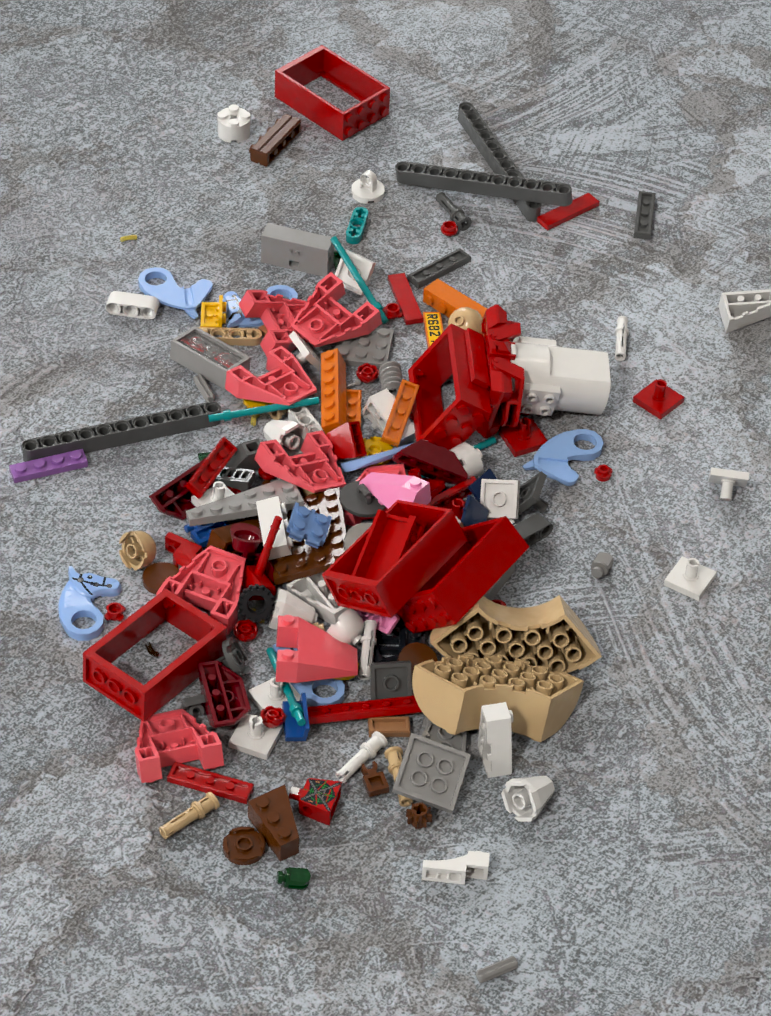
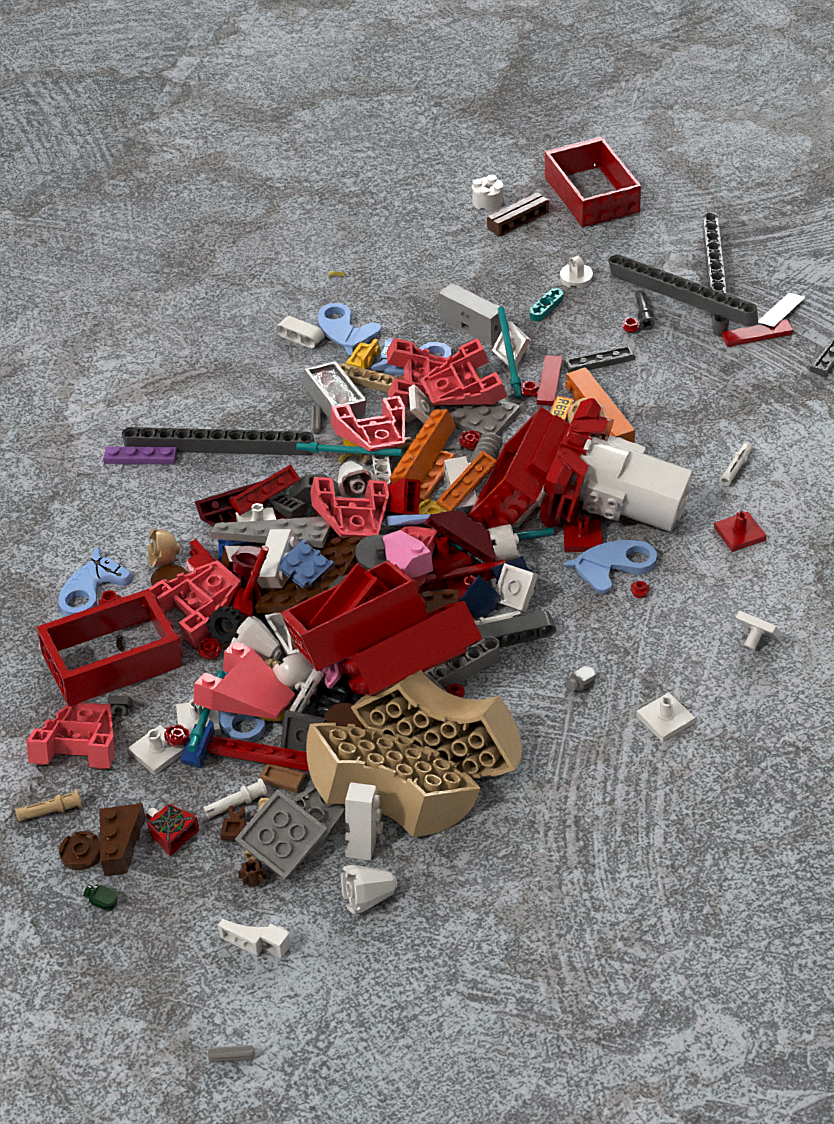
camera: 30 degrees right, 0 degrees up
(210, 782) = (90, 781): red tile -> none
(223, 694) = (145, 701): dark red wedge -> none
(234, 657) = (177, 670): dark grey tile -> none
(530, 494) = (547, 592): dark grey tile -> none
(578, 182) = (781, 309): none -> white sticker

